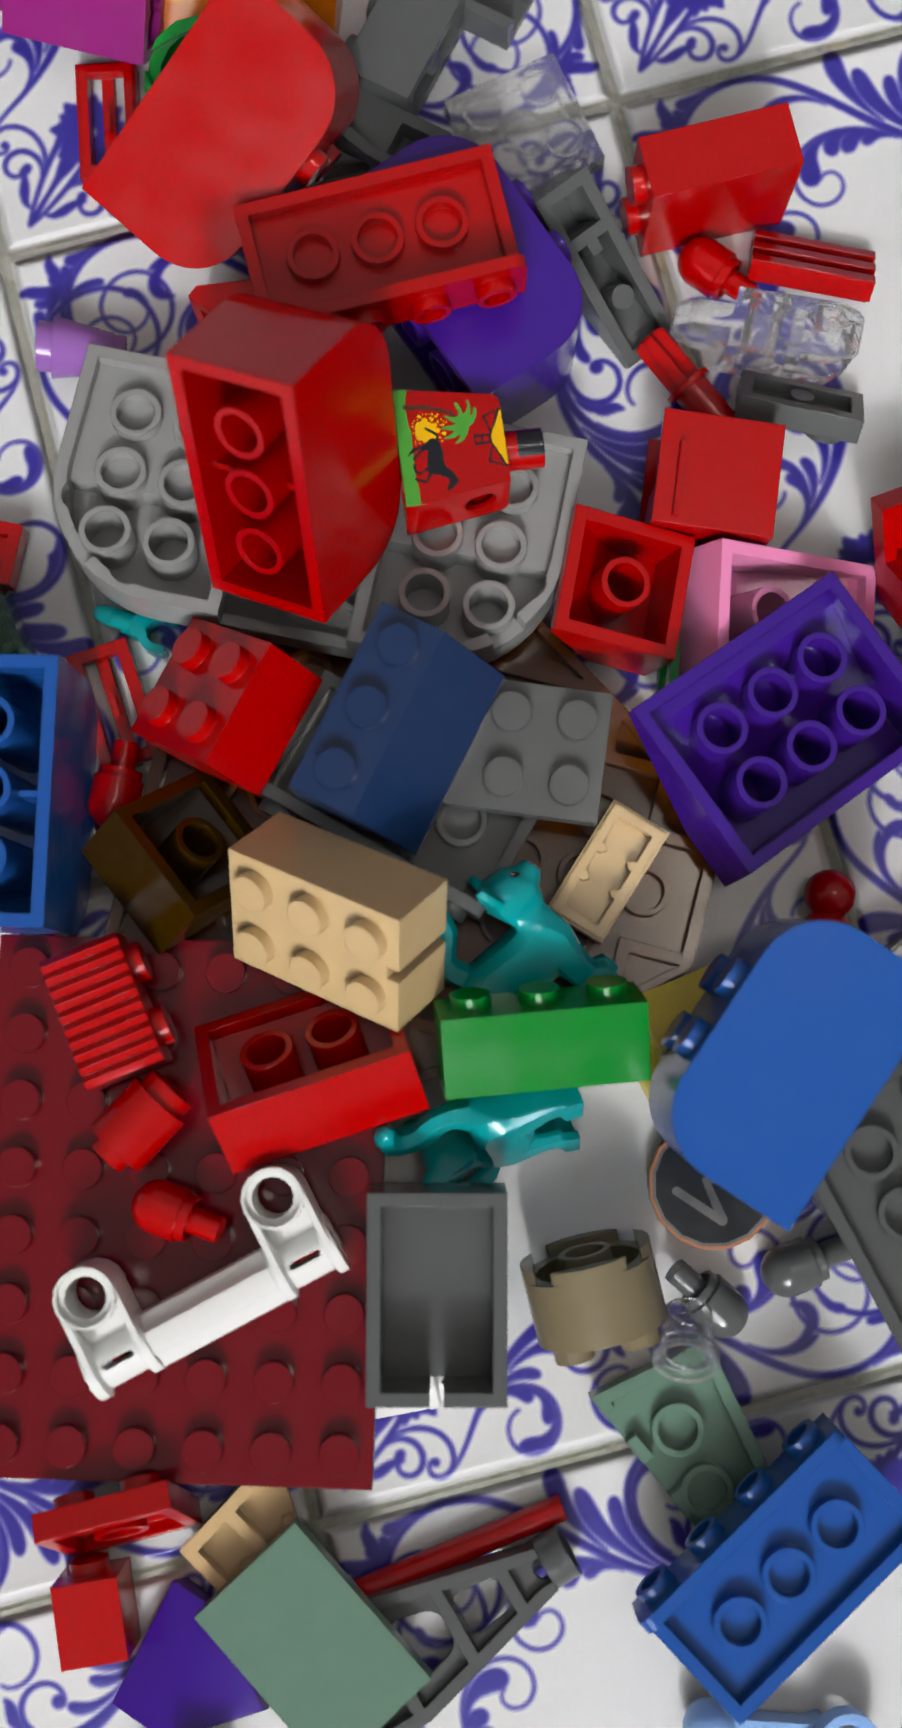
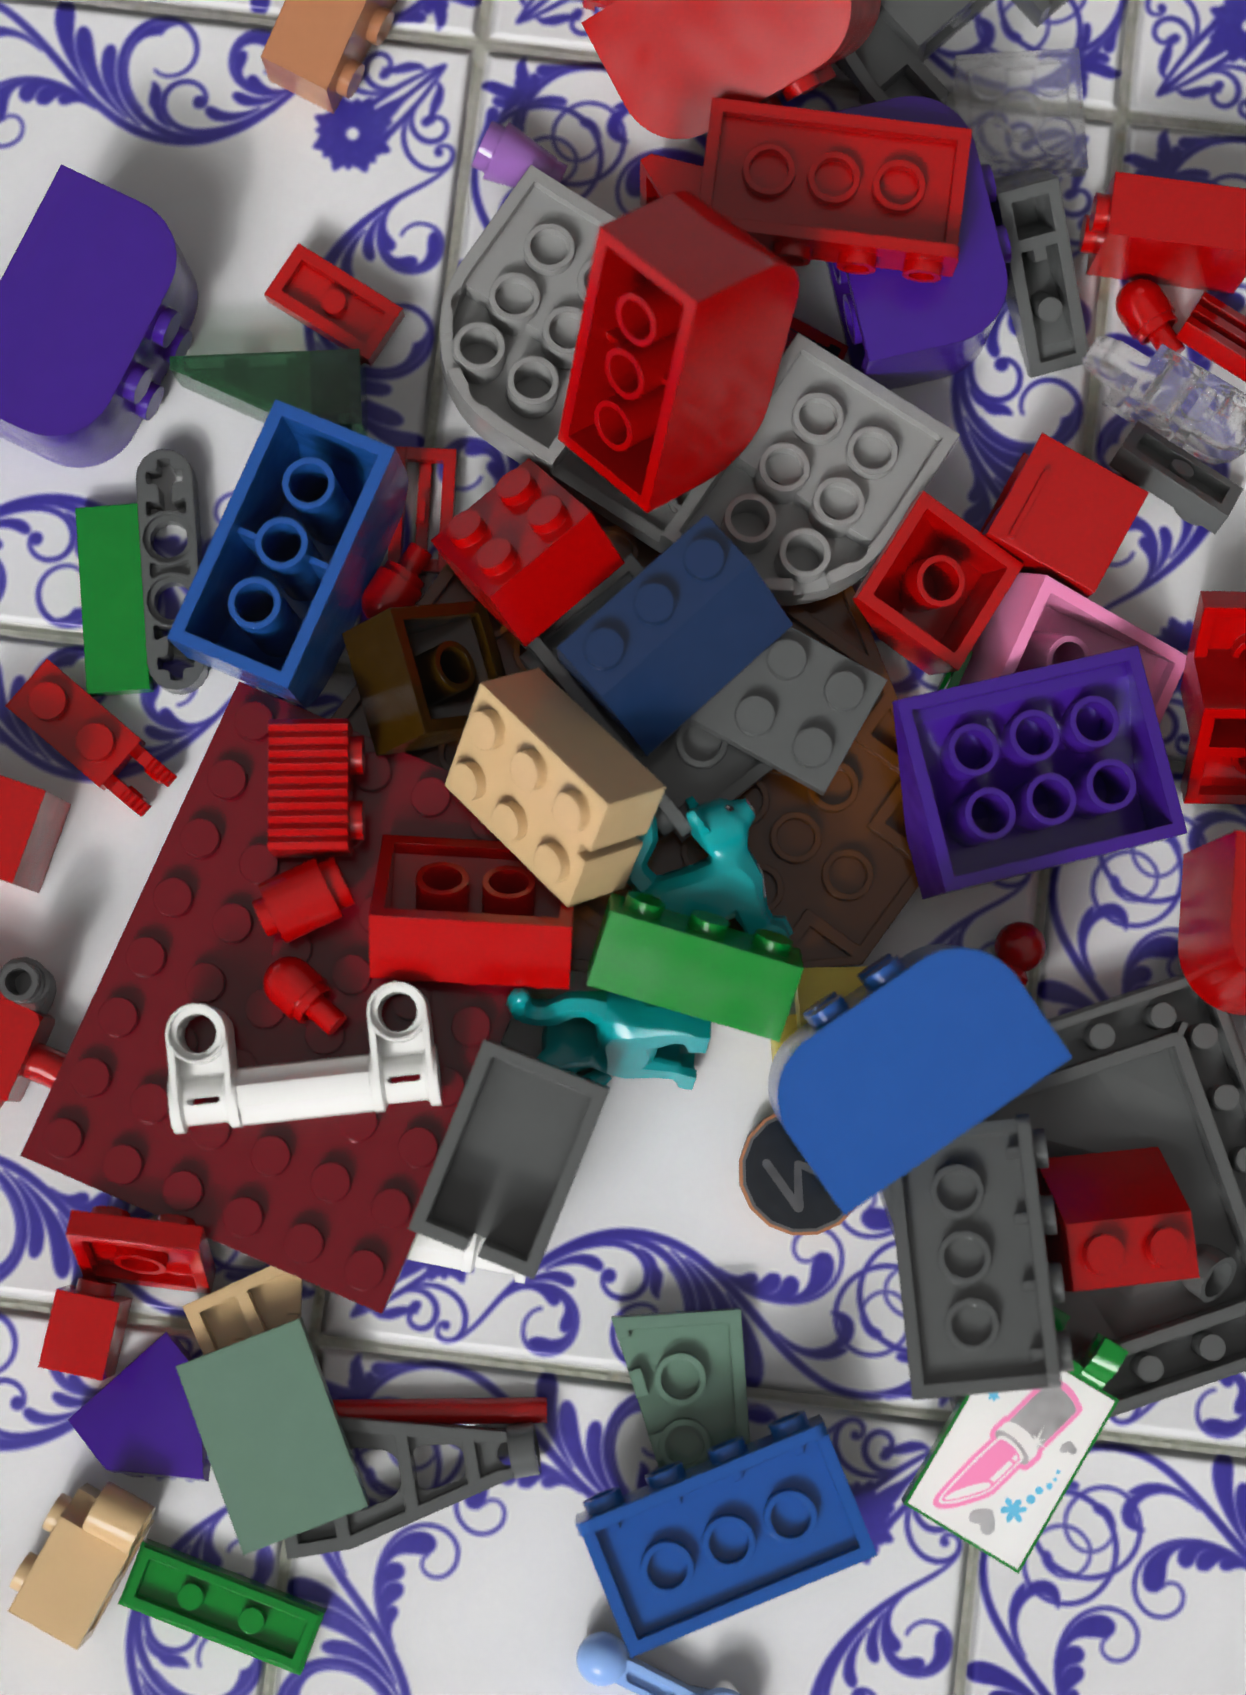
camera: 20 degrees right, 0 degrees up
(134, 626) = (467, 441): teal piece -> none
(457, 456) = (829, 404): red torso -> none
(595, 1295) = (652, 1223): dark tan brick -> none
(608, 871) = (819, 841): tan plate -> none
(681, 375) = (1077, 408): red axle -> none
(687, 1343) = (719, 1300): clear piece -> none
(726, 1302) = (757, 1276): dark grey cylinder -> none
(801, 1264) = (853, 1276): dark grey cylinder -> none

